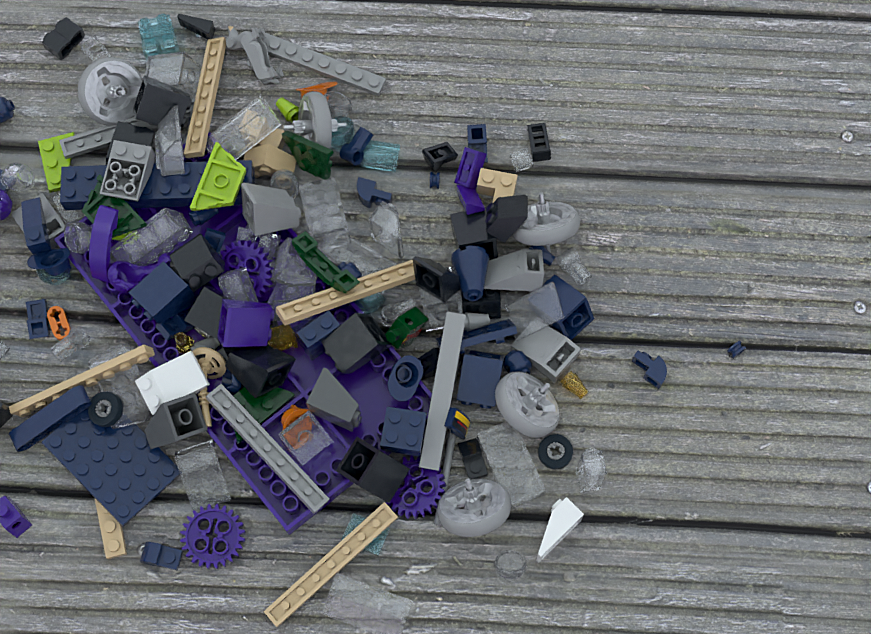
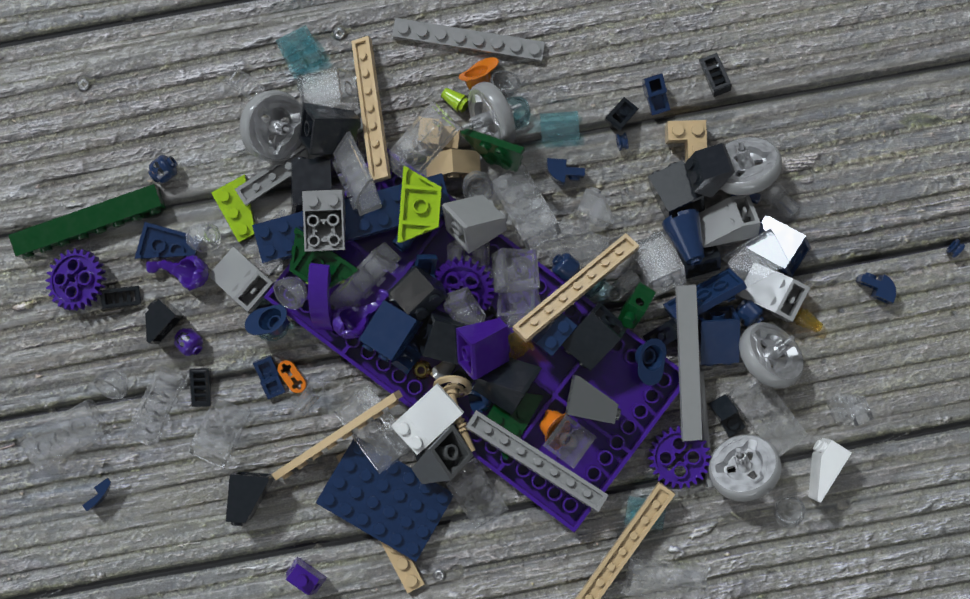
camera: 15 degrees left, 15 degrees up
(35, 226) = (241, 288): dark blue slope -> none
(50, 418) = (316, 477): dark blue beam -> none
(63, 38) = (202, 74): black brick -> none
(97, 409) = (359, 457): black bush -> none
(161, 556) = (455, 579): dark blue brick -> none
(194, 535) = (519, 547): dark purple gear -> none
(200, 26) = (340, 29): black slope -> none
(256, 52) = (406, 45): light grey animal -> none
(321, 265) = (543, 268): dark green slope -> none
(354, 150) = (534, 129): dark blue piece -> none
(372, 469) = (641, 457): black slope -> none
(403, 431) = (662, 413): dark blue brick -> none
(435, 278) = (655, 252): black slope -> none
(457, 423) = (707, 388): slope -> none
(470, 168) = (654, 121): dark purple slope -> none
(470, 199) = (663, 155): dark purple slope -> none
(475, 321) = (699, 279): light grey cone -> none
(521, 159) = (702, 98): clear plate -> none
(558, 461) = (809, 398): black bush -> none

